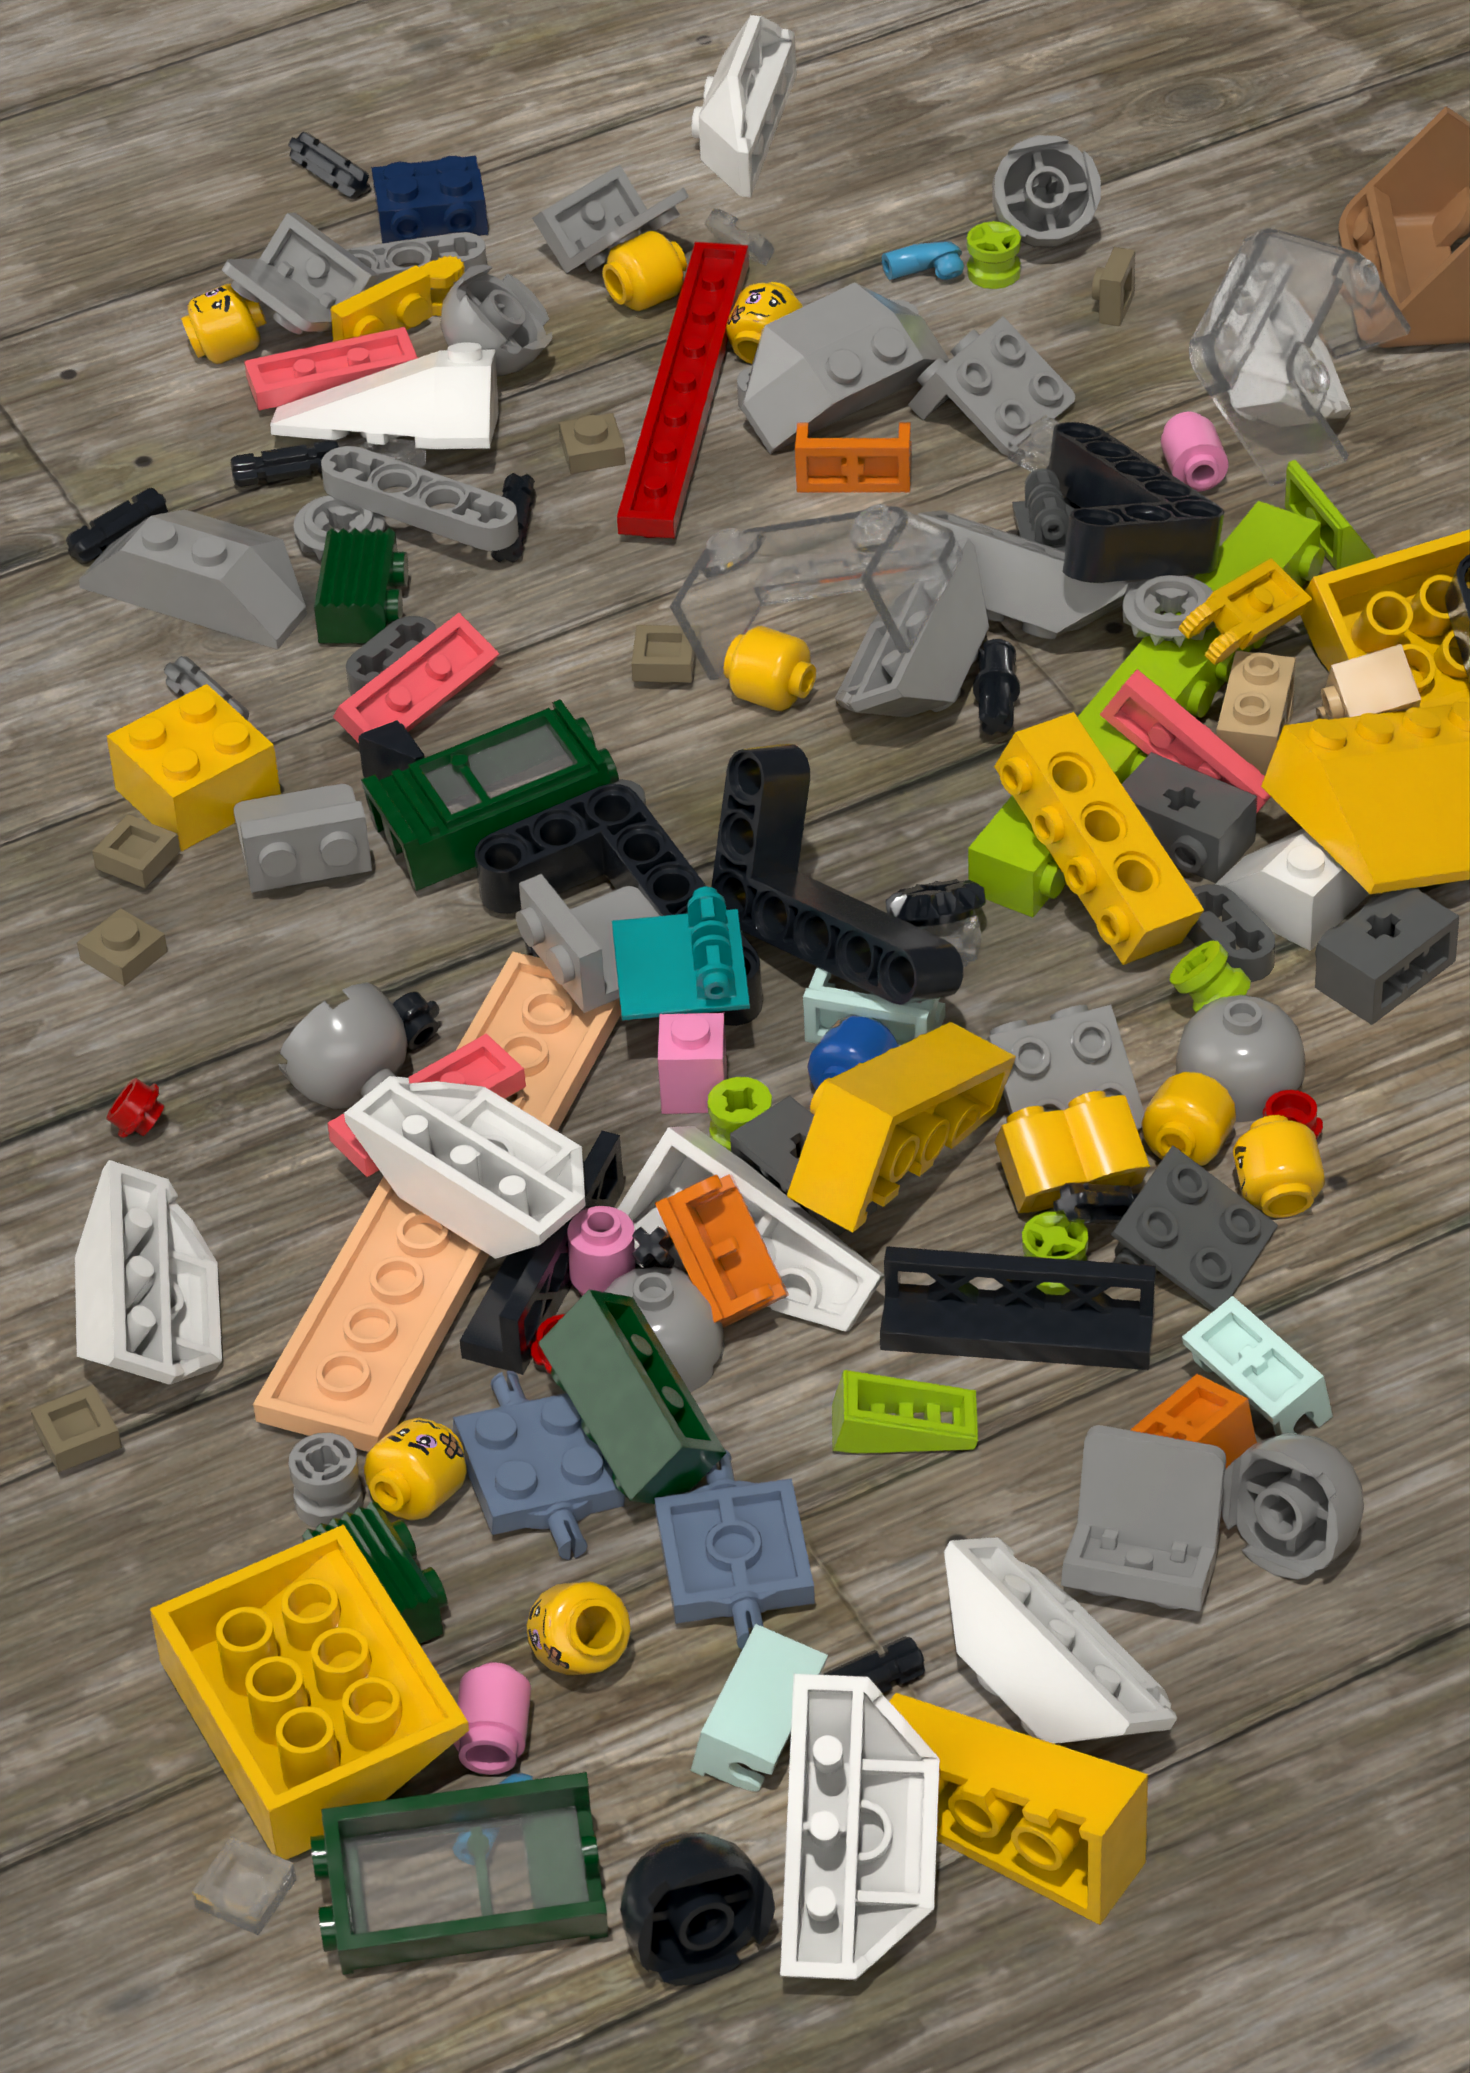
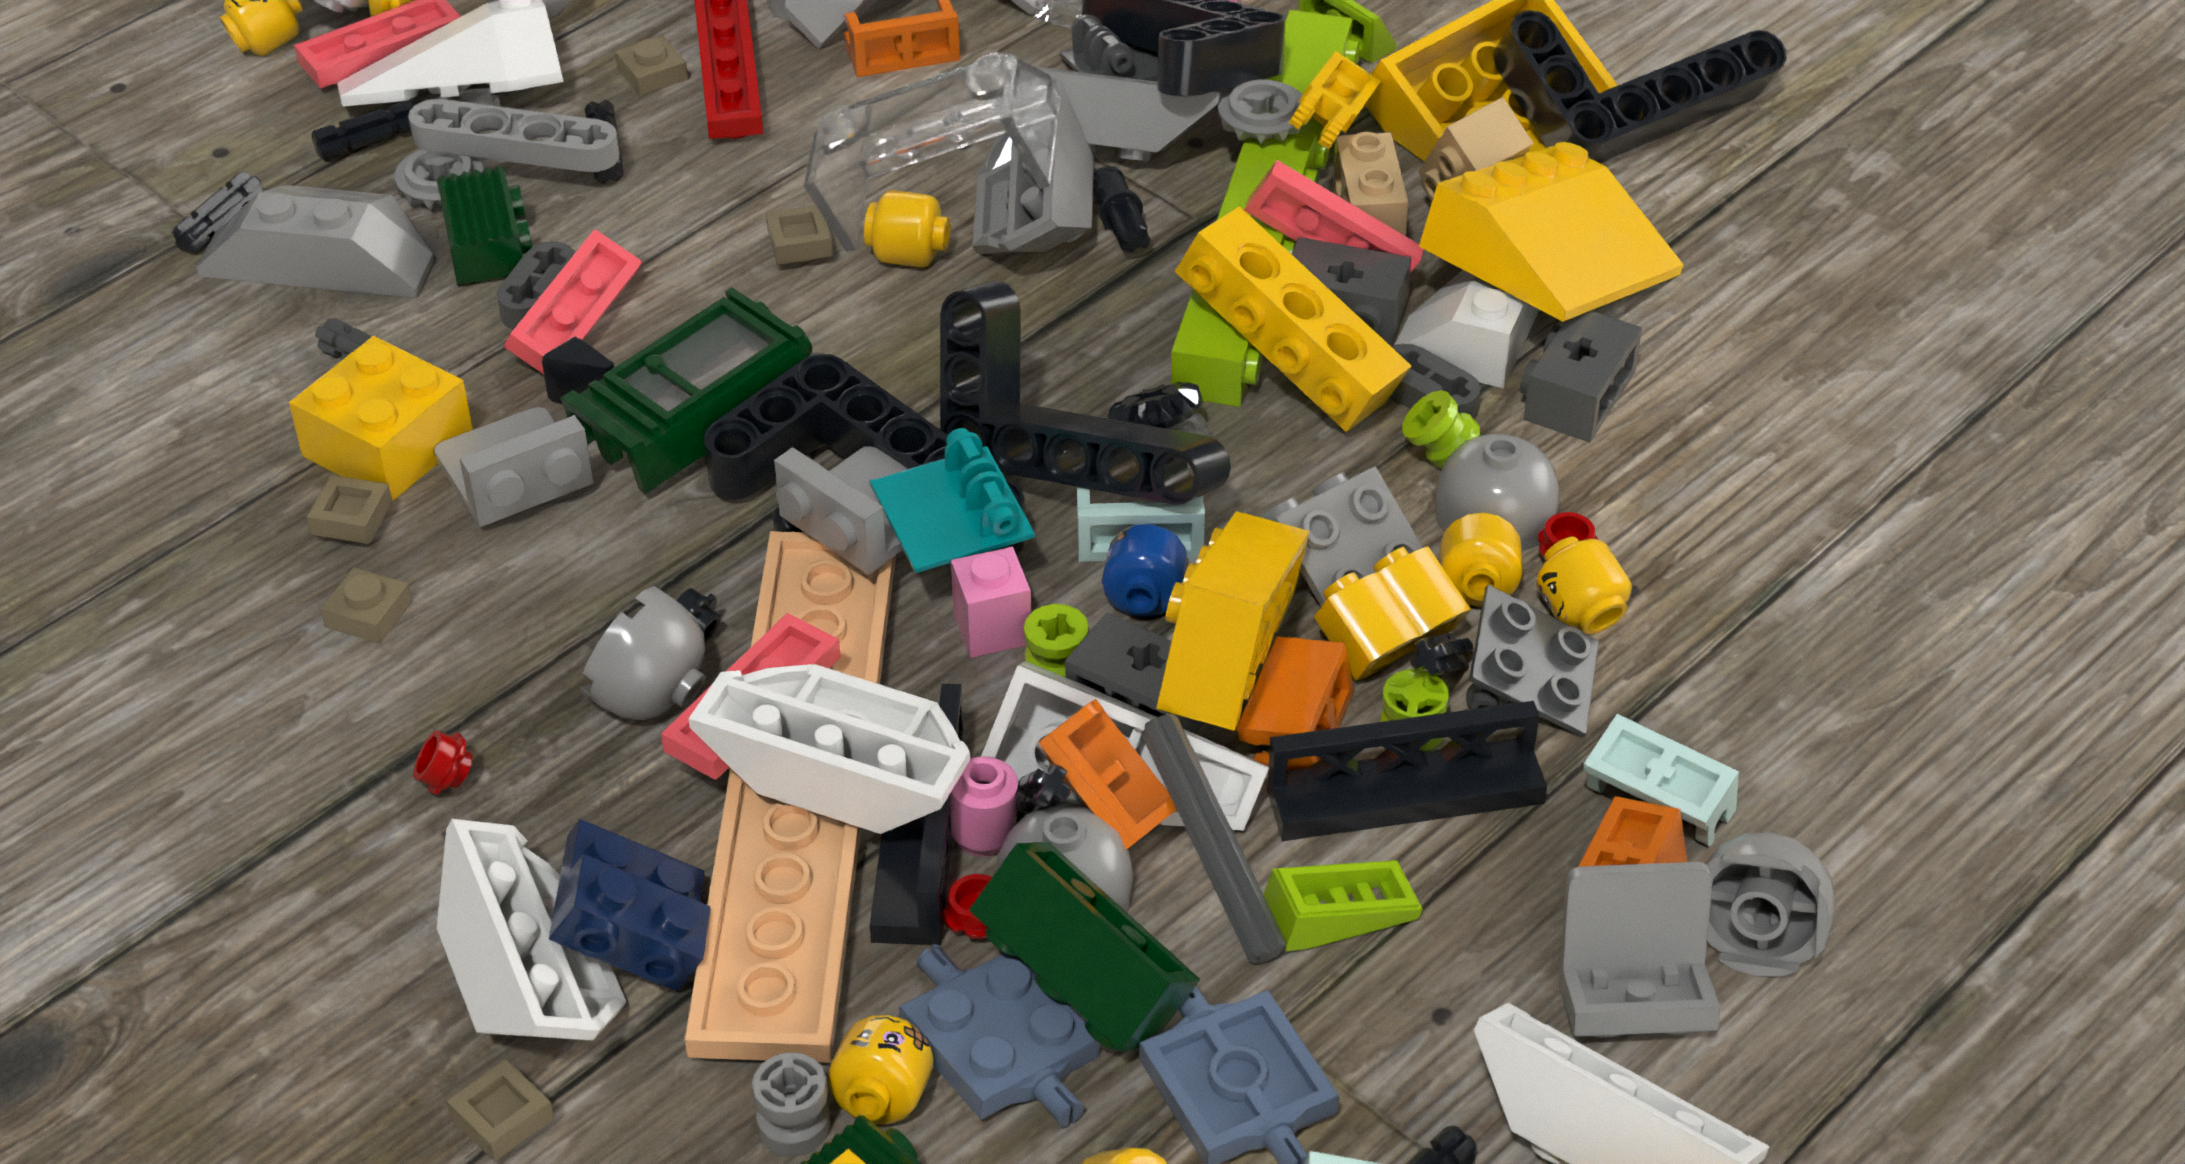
camera: 20 degrees left, 0 degrees up
(247, 1274) = (630, 906): none -> dark blue plate
(799, 1330) = (1213, 839): none -> dark grey axle
(948, 1209) = (1298, 691): none -> orange hinge

